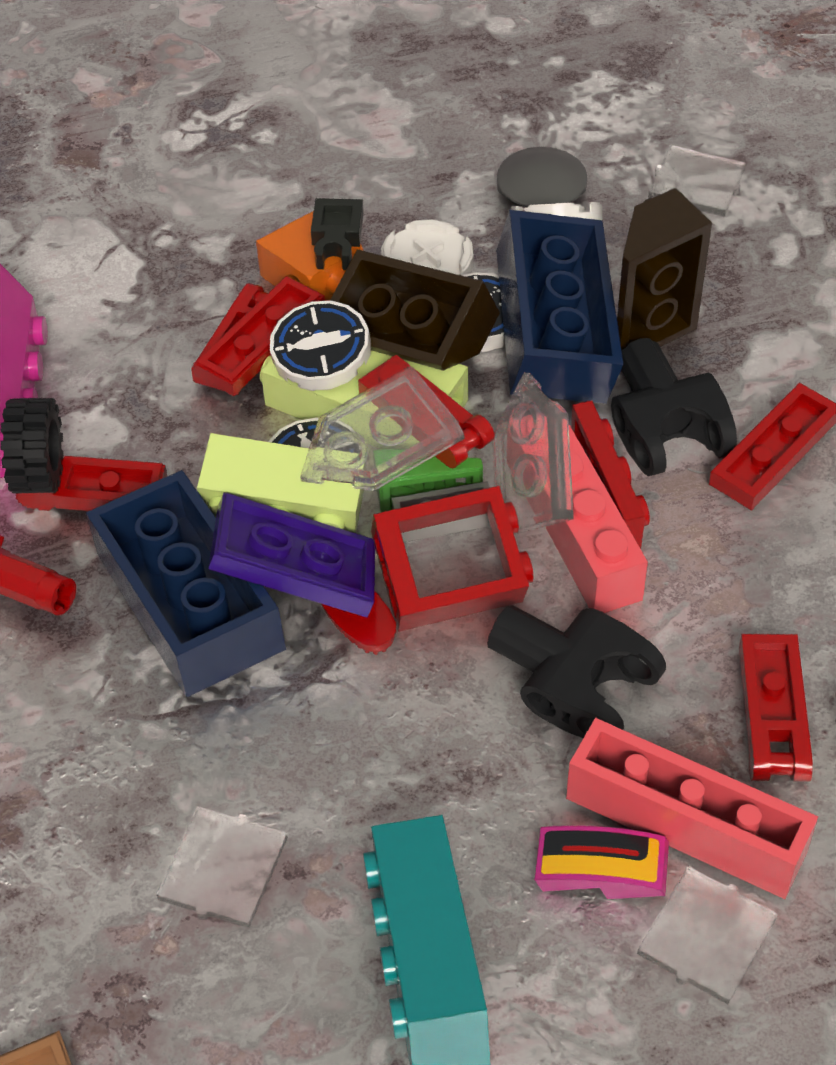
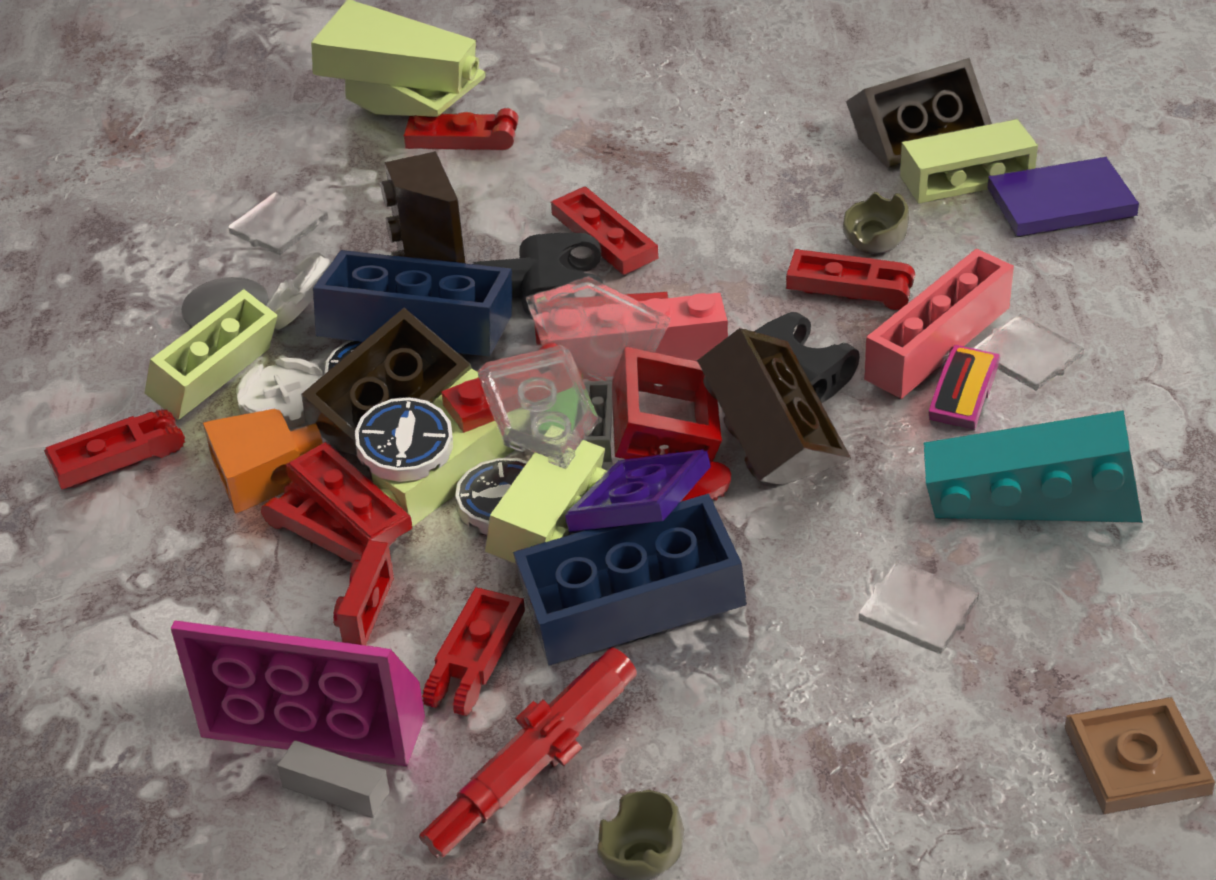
camera: 75 degrees left, 10 degrees down
(32, 445) = (449, 645): black tyre -> none
(144, 387) = (366, 594): none -> red plate
(311, 161) = (114, 447): none -> red hinge
(336, 229) = (258, 407): pearl dark grey plate -> none
(439, 181) = (210, 354): none -> yellowish green brick
(467, 655) = (771, 408): none -> dark brown slope

